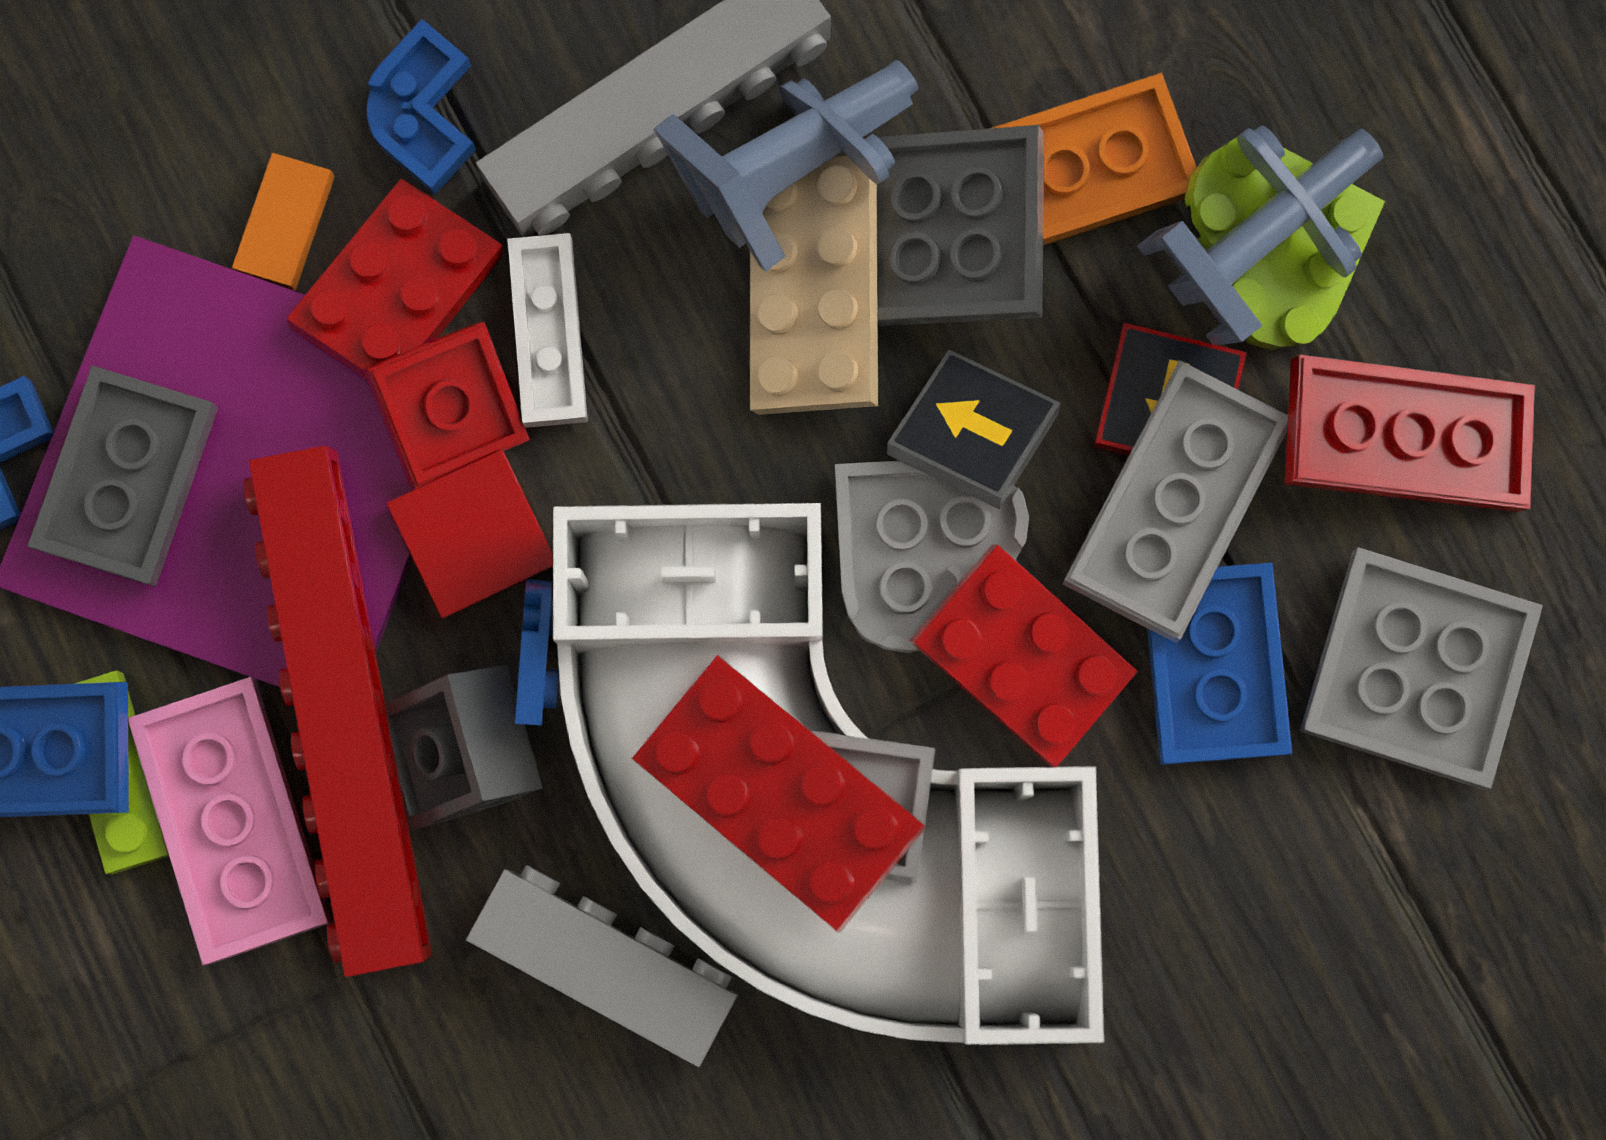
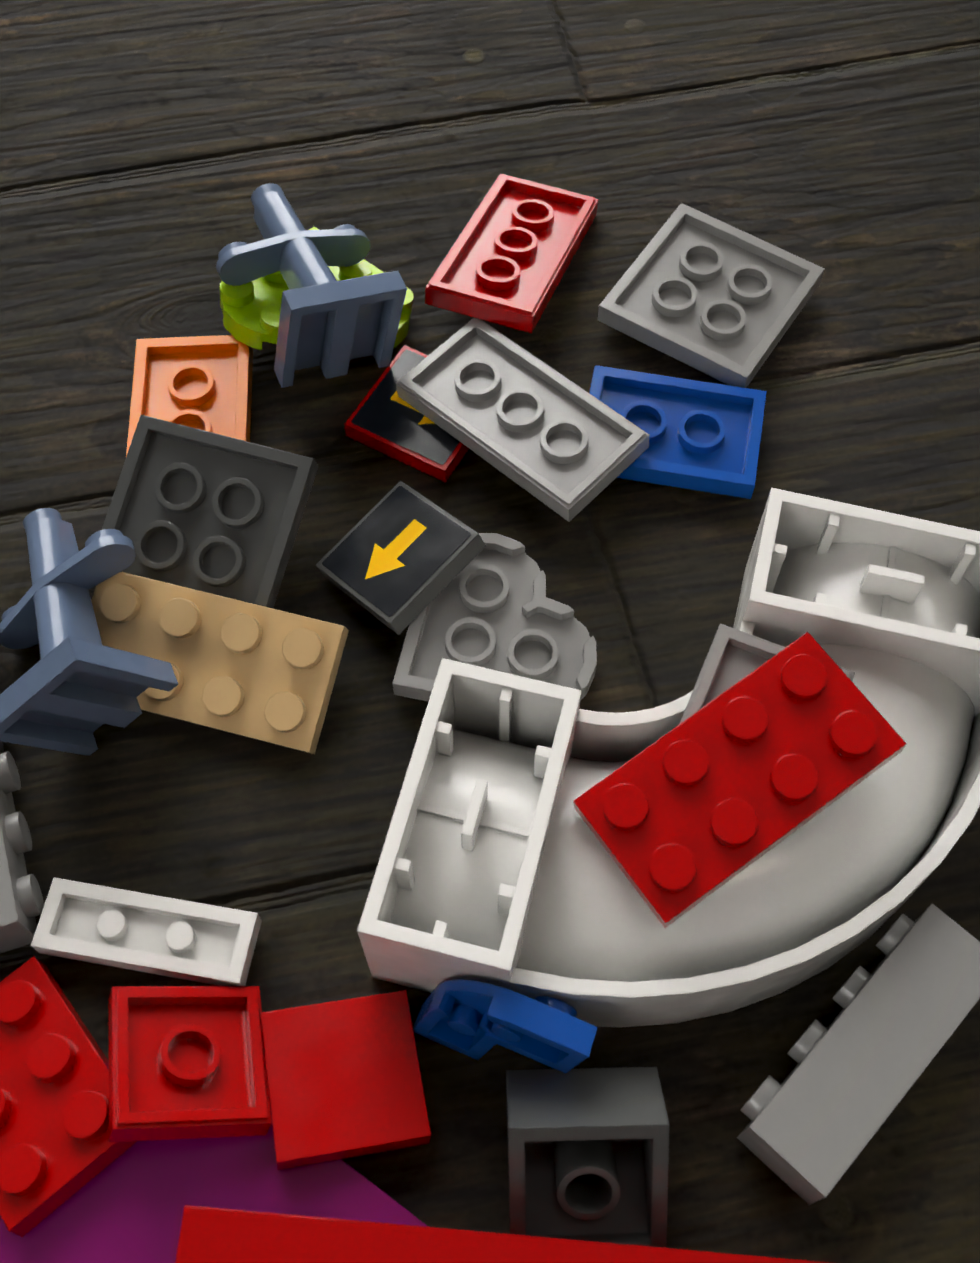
camera: 75 degrees left, 20 degrees down
(1023, 655) = (625, 573): red plate -> none

